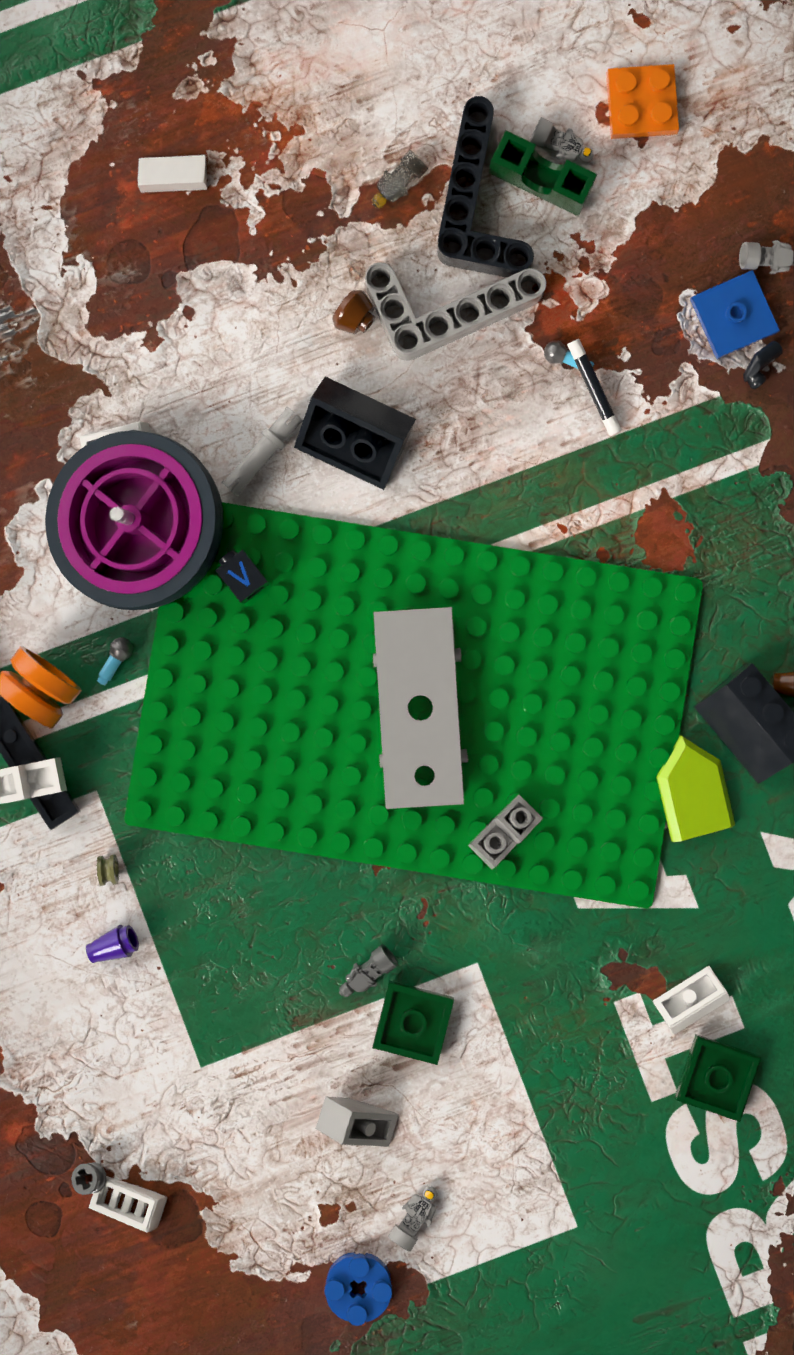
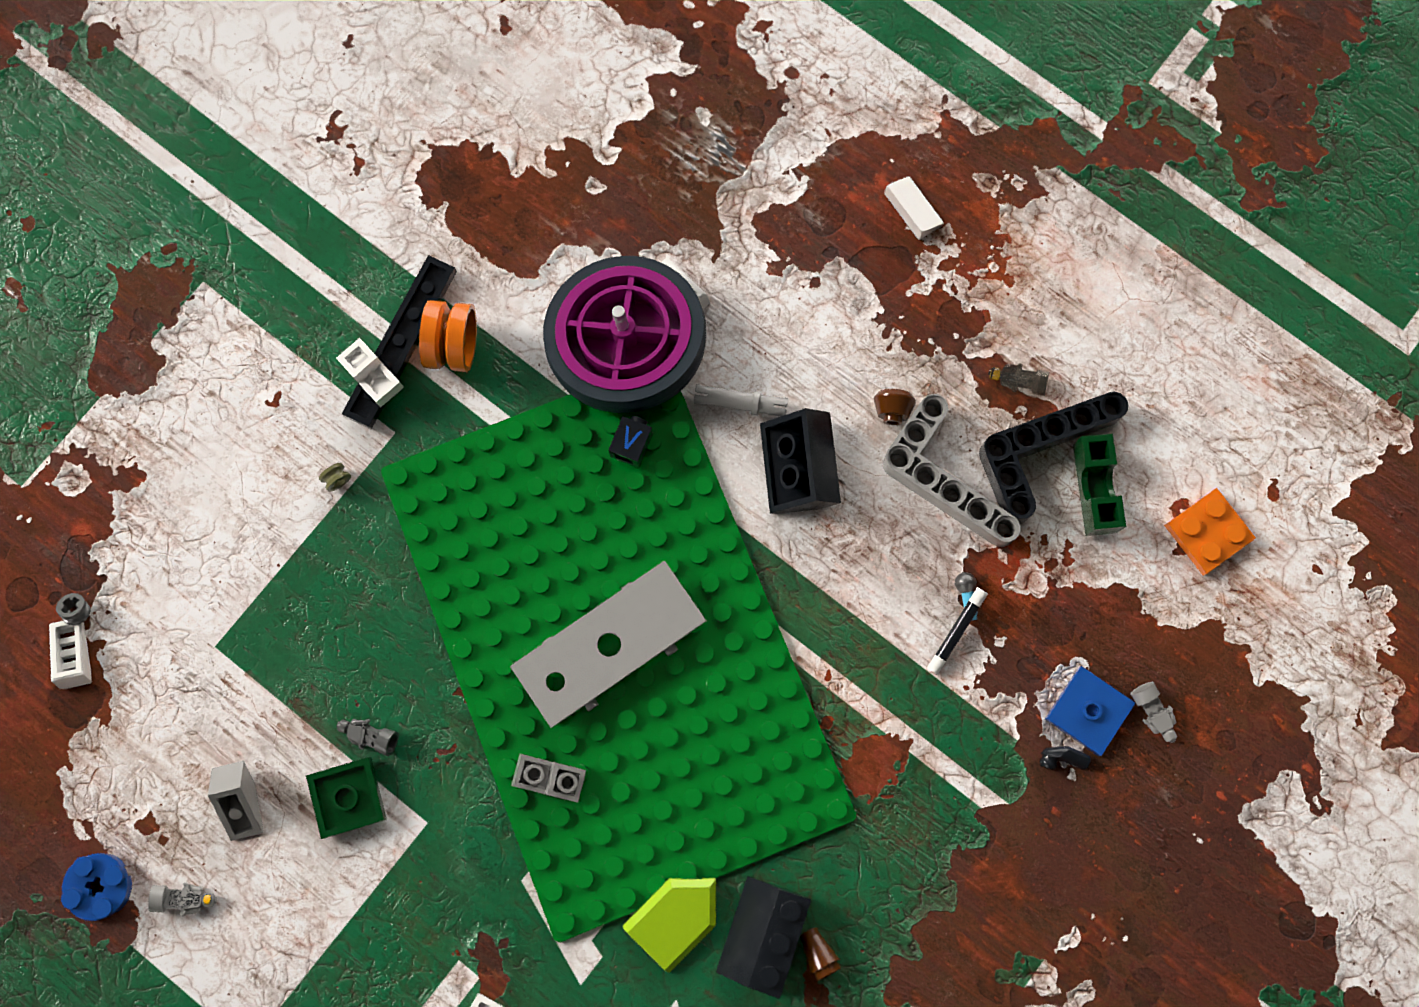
camera: 55 degrees right, 10 degrees down
(113, 945) = (276, 517): dark purple cone -> none
(119, 651) = (517, 385): piece -> none
(566, 144) = (1135, 492): light grey piece -> none

